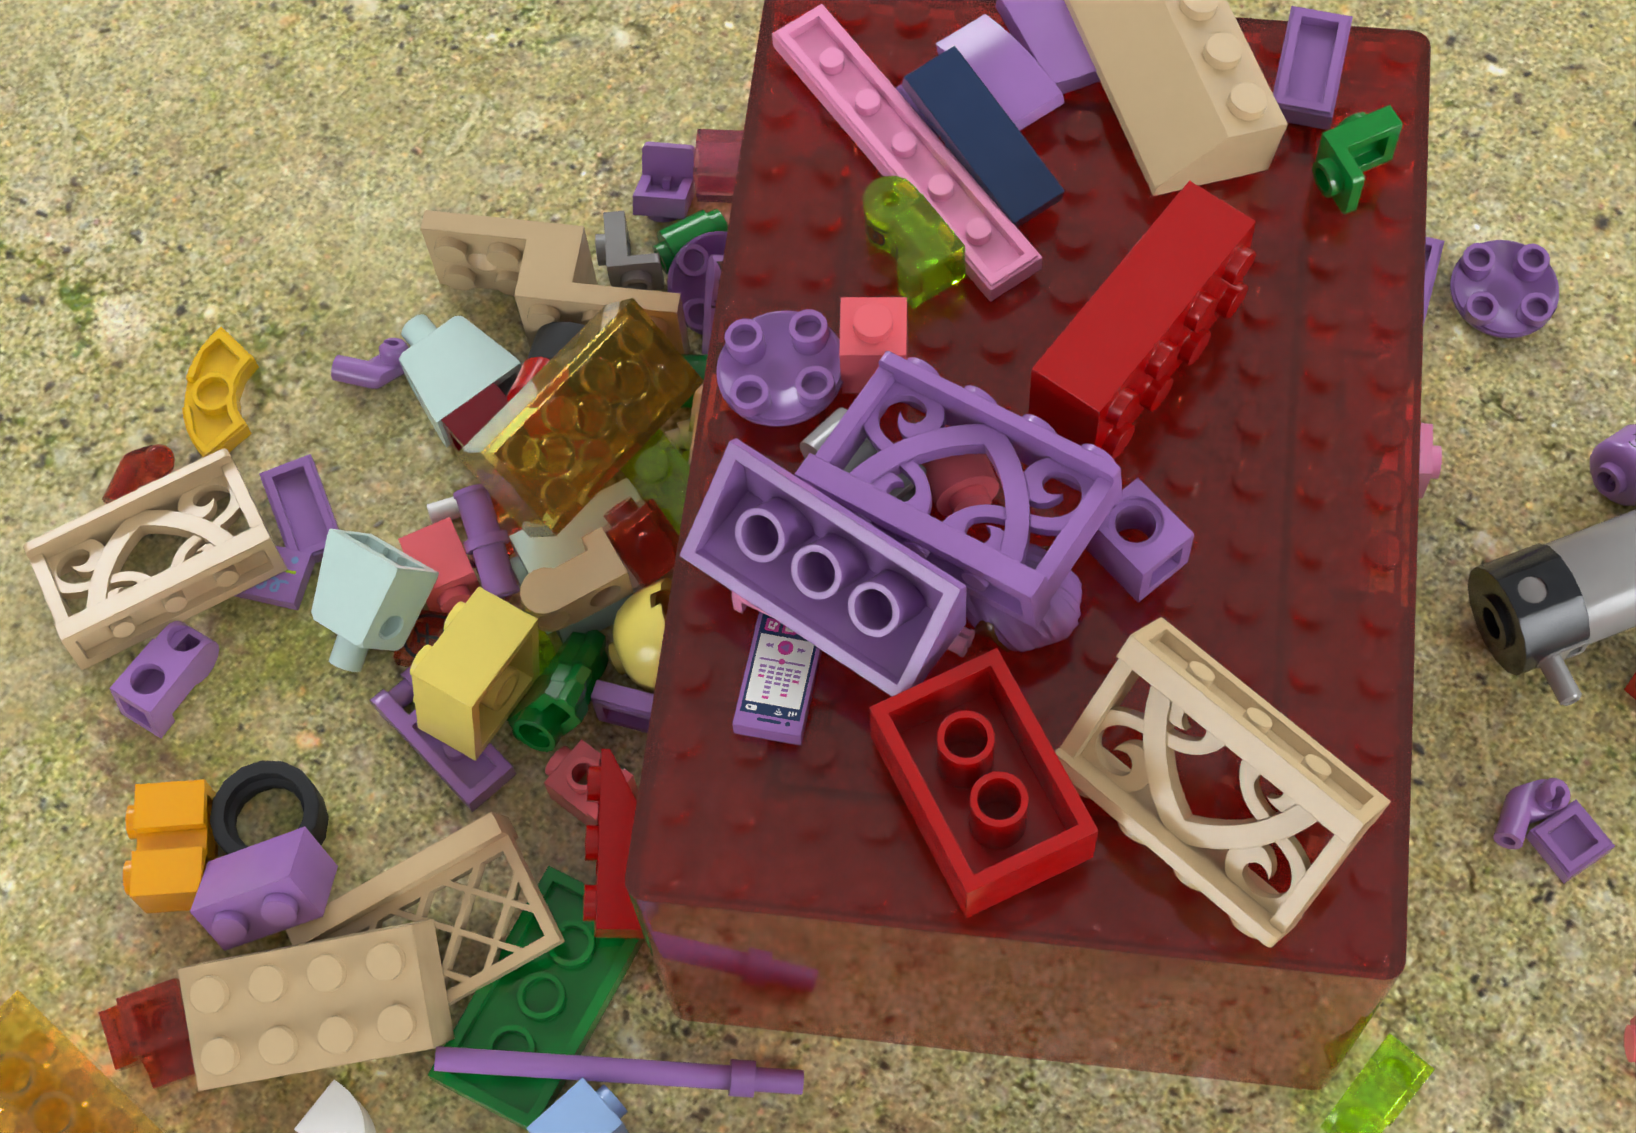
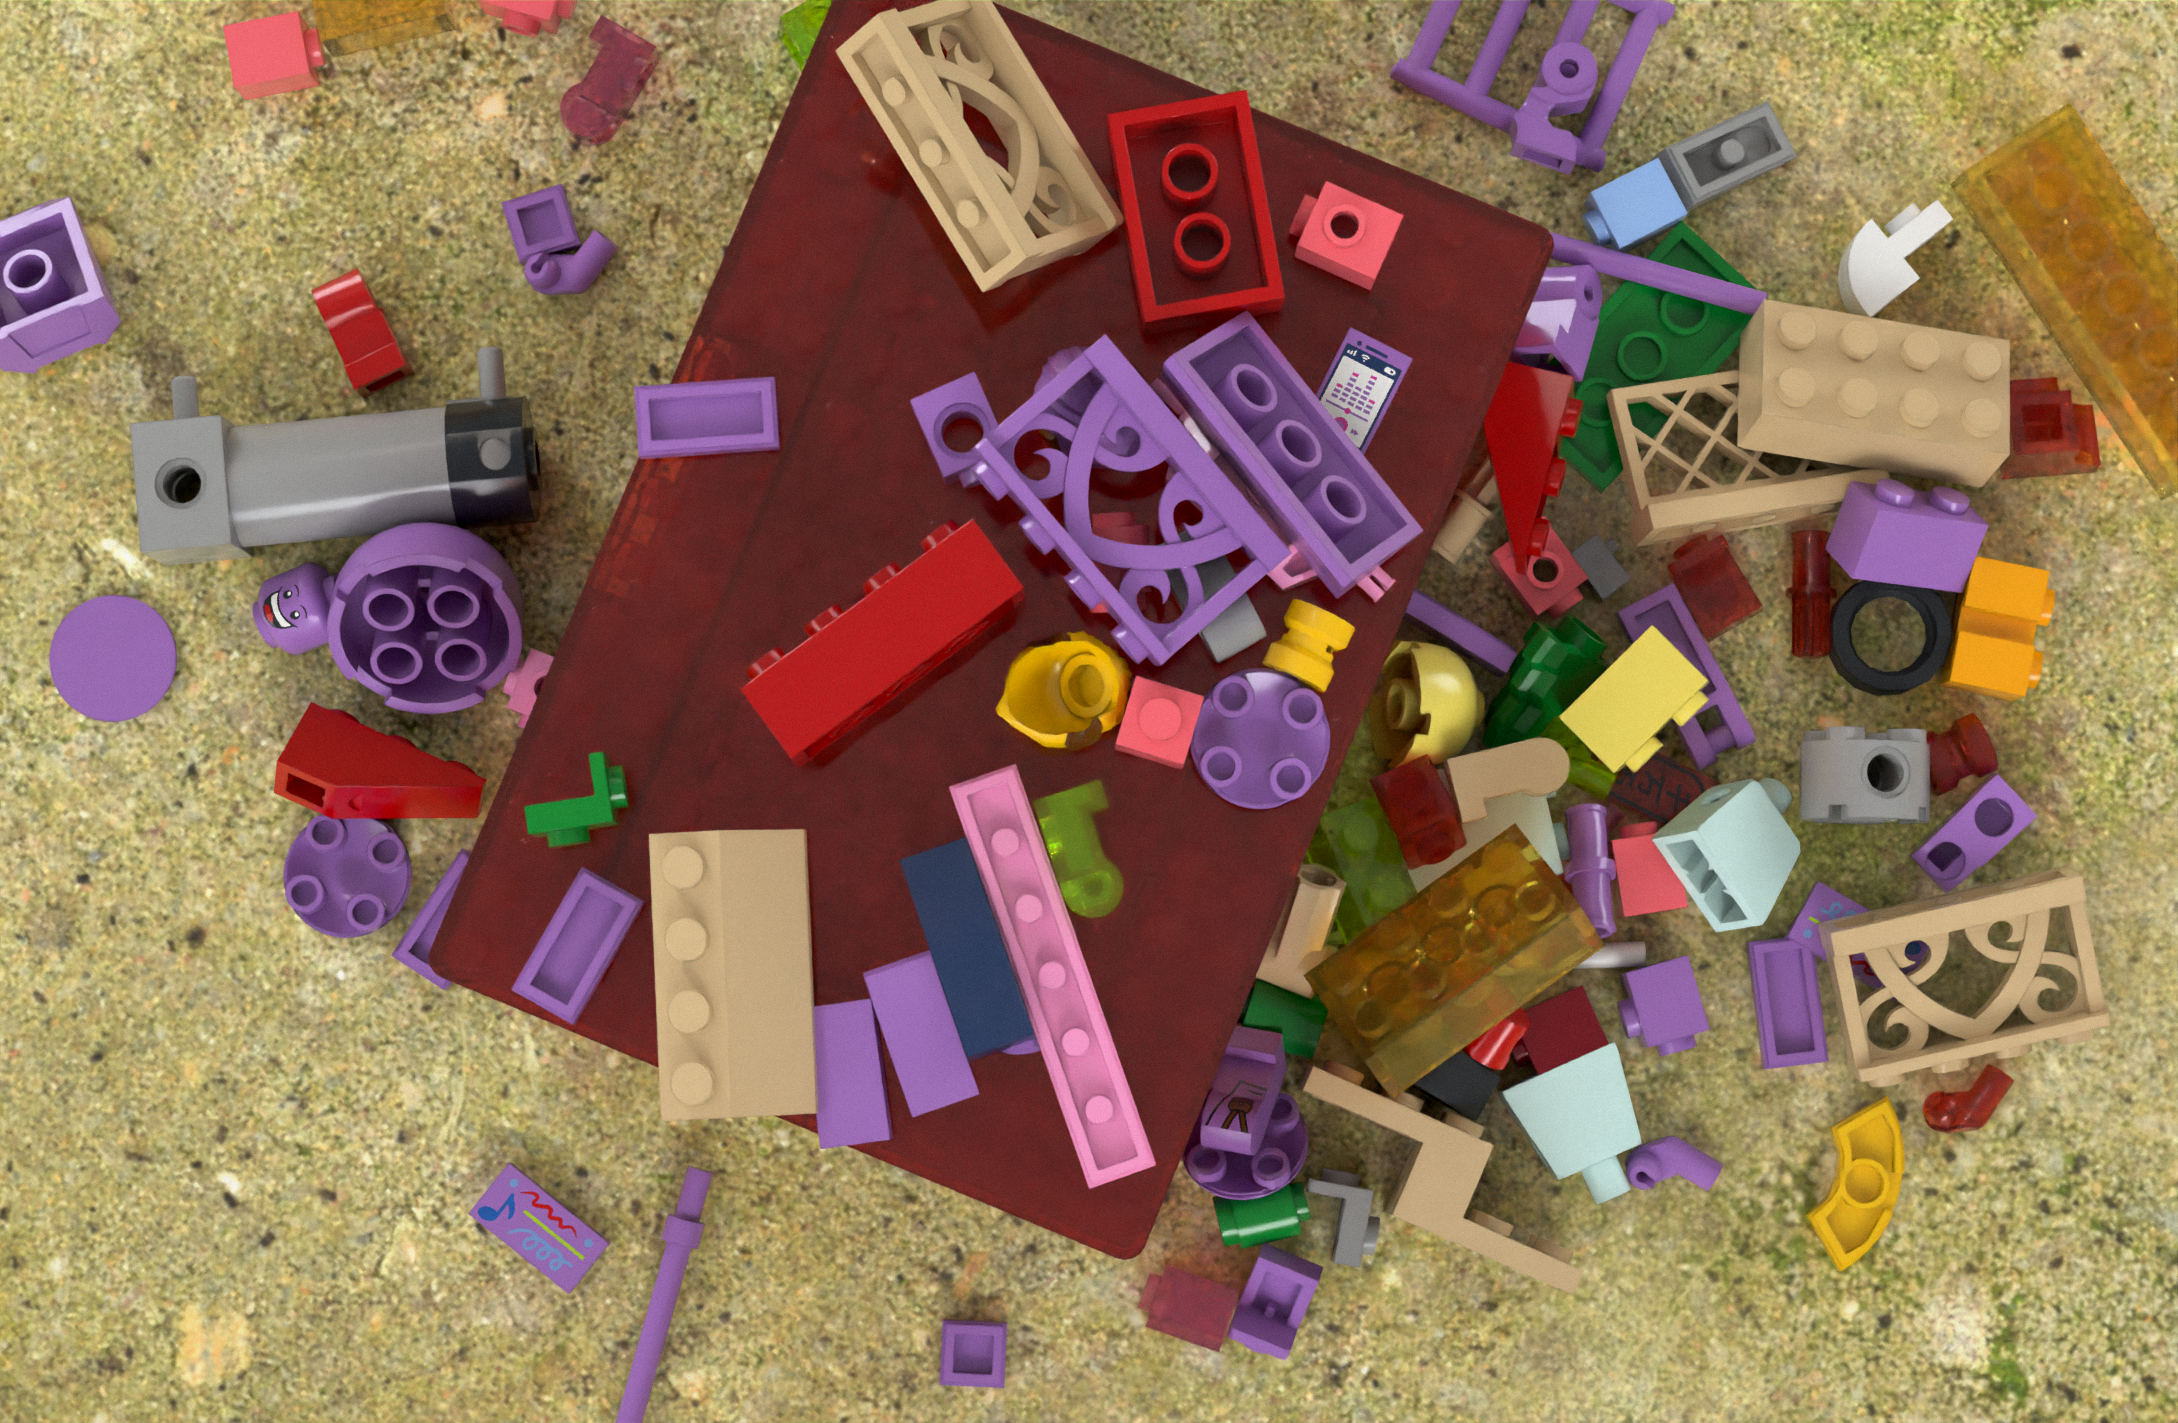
camera: 170 degrees left, 20 degrees up
(202, 723) = (1960, 753): none -> clear red wheel
(265, 679) = (1864, 776): none -> light grey brick
(344, 832) = (1810, 594): none -> clear red axle
(405, 473) = (1662, 1006): none -> medium lavender brick
(429, 808) = (1712, 586): none -> clear red bracket
(539, 807) = (1601, 567): none -> flat silver piece
(622, 997) = (1561, 321): none -> medium lavender leg
(765, 429) = (1309, 644): none -> yellow wheel
(828, 813) = (1345, 234): none -> coral brick
(970, 337) = (1066, 690): none -> yellow hair
(1372, 498) = (707, 417): none -> medium lavender tile
(1530, 474) = (426, 617): none -> medium lavender cylinder
(1540, 350) = (364, 774): none -> red slope
(1562, 978) = (612, 85): none -> clear pink leg

